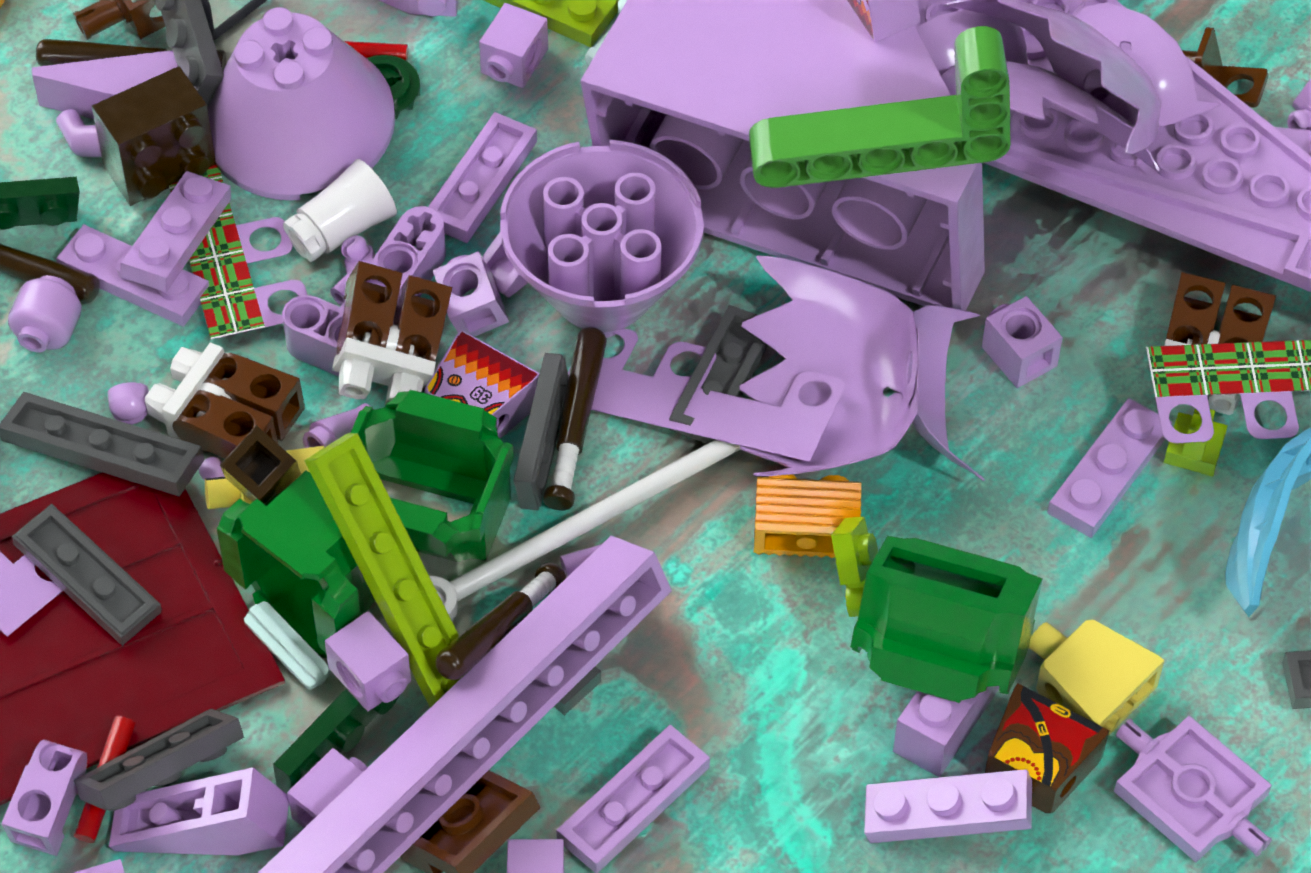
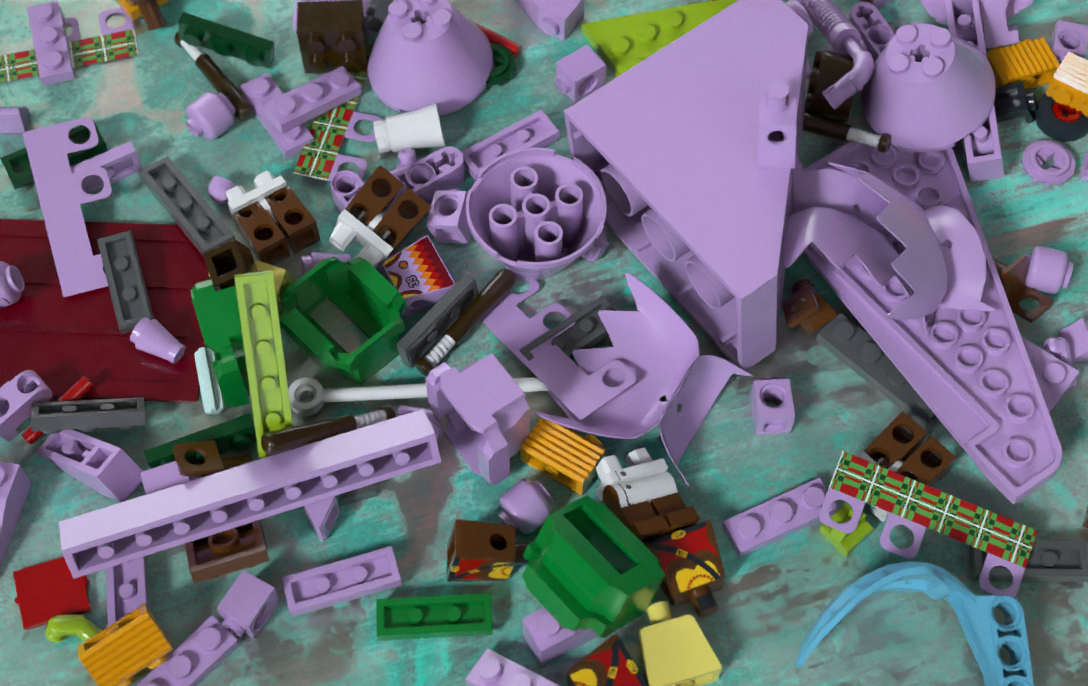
camera: 30 degrees right, 5 degrees up
(186, 627) = (156, 340): none -> lavender cone
(368, 661) = (230, 416): lavender brick -> none
(371, 732) = (212, 462): none -> reddish brown bracket
(552, 737) = (323, 516): none -> lavender slope
(691, 506) = (483, 414): none -> lavender piece
(777, 781) = (434, 617): none -> green plate
(790, 674) = (482, 551): none -> reddish brown torso
(804, 598) = (525, 506): none -> lavender head
(853, 553) = (567, 488): lime plate -> none
(897, 134) = (765, 248): bright green beam -> none
(943, 510) = (643, 496): none -> hips
(1001, 206) = (807, 307): none -> reddish brown bracket
(1064, 561) = (691, 567): none -> torso
(1108, 240) = (868, 360): none -> dark grey plate
(1240, 34) = (1048, 269): none -> lavender head

